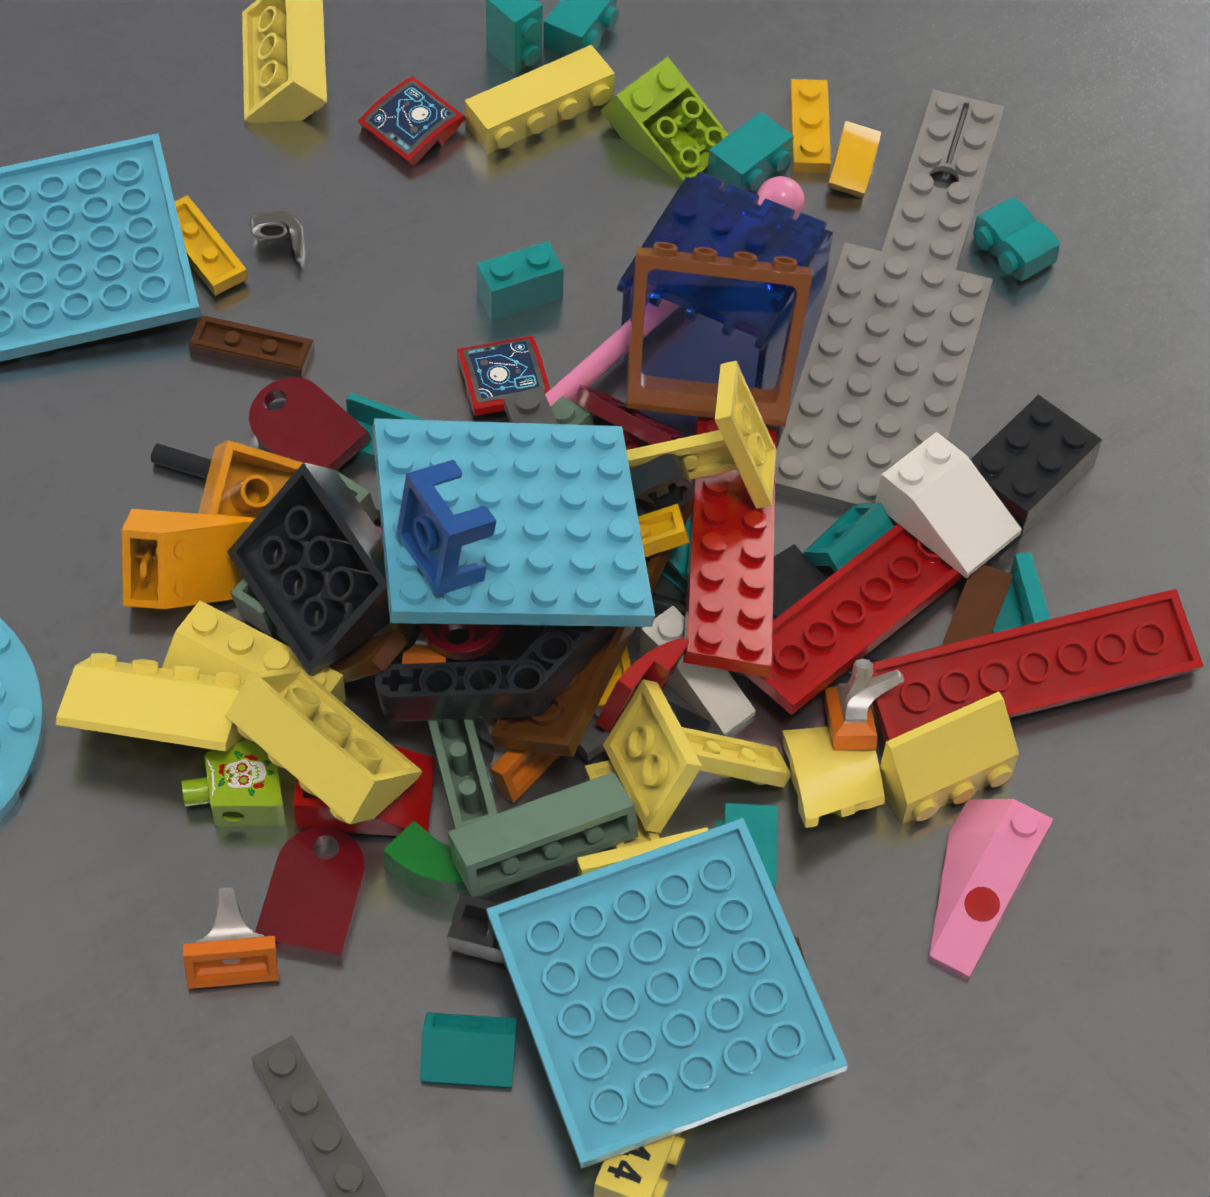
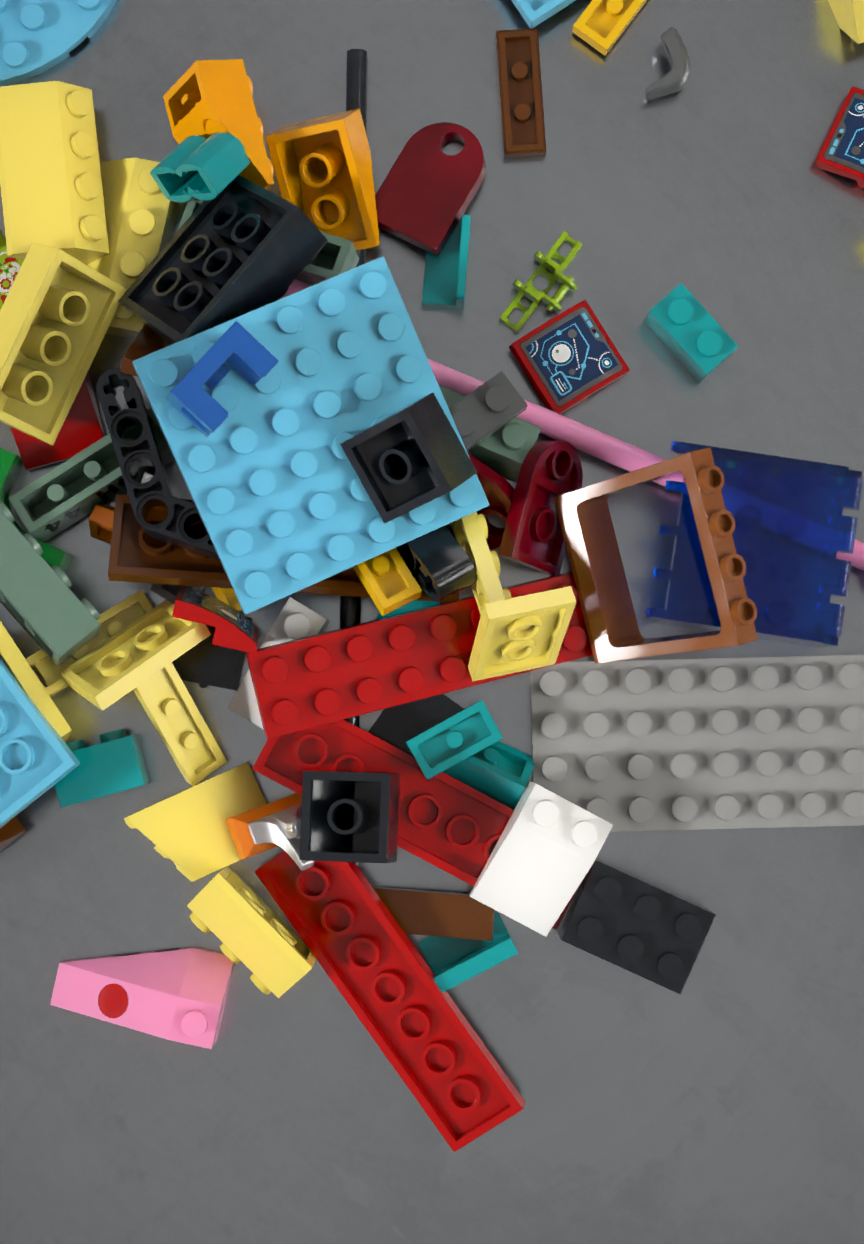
camera: 75 degrees right, 30 degrees up
(218, 562) = (200, 167): none -> teal brick
(435, 384) = (541, 296): none -> lime piece
(564, 447) = (409, 458): none -> black slope
(817, 542) = (454, 739): none -> teal panel
(867, 618) = (349, 816): none -> black slope

